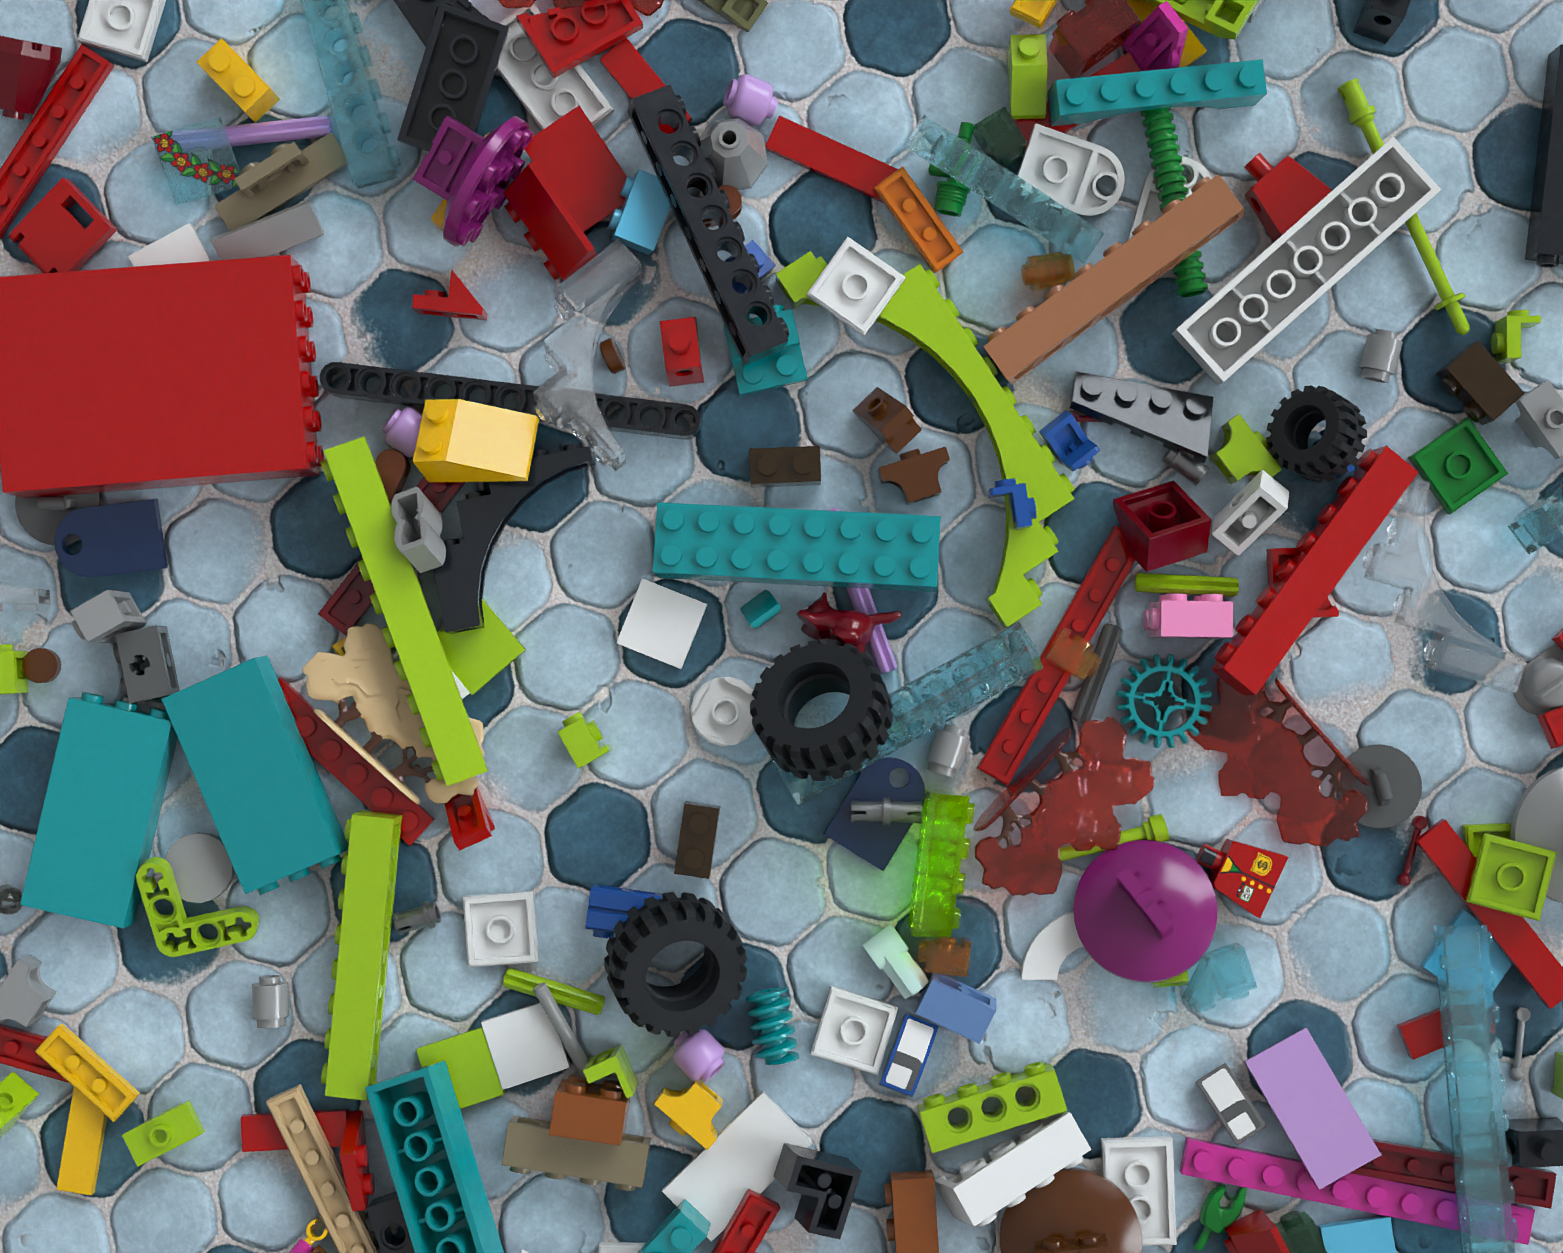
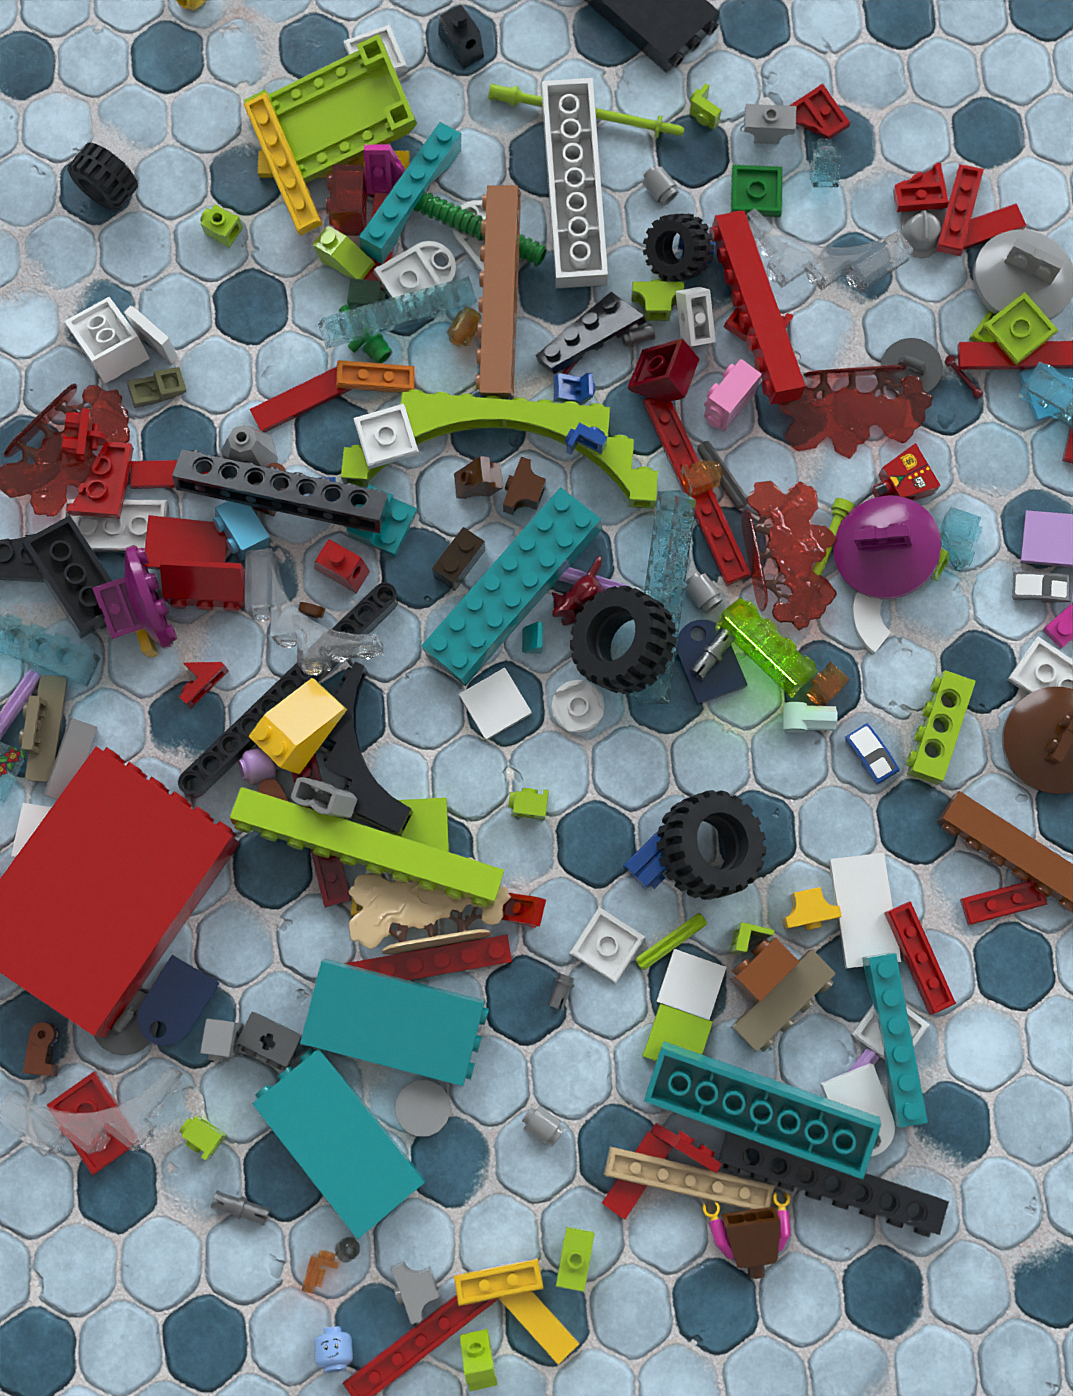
camera: 60 degrees left, 10 degrees down
(41, 665) = (217, 1110): reddish brown tile -> none
(178, 922) = (446, 1147): lime beam -> none
(362, 954) = (559, 1041): lime brick -> none
(561, 1027) = (700, 952): light grey bar -> none
(697, 839) = (643, 779): dark brown brick -> none
(699, 1055) = (778, 880): lavender head -> none
(750, 99) = (225, 417): lavender head -> none
(773, 1026) = (793, 821): teal piece -> none
(825, 1186) = (919, 862): black brick -> none
(854, 1030) = (832, 776): white tile -> none
(956, 1006) = (863, 702): medium blue hinge -> none
(1013, 1169) = (988, 741): white wedge -> none
(1167, 676) = (783, 430): teal gear -> none
(1186, 584) = (699, 397): lime axle -> none
(1282, 193) = (525, 167): red torso -> none
(1479, 384) = (718, 144): dark brown brick -> none

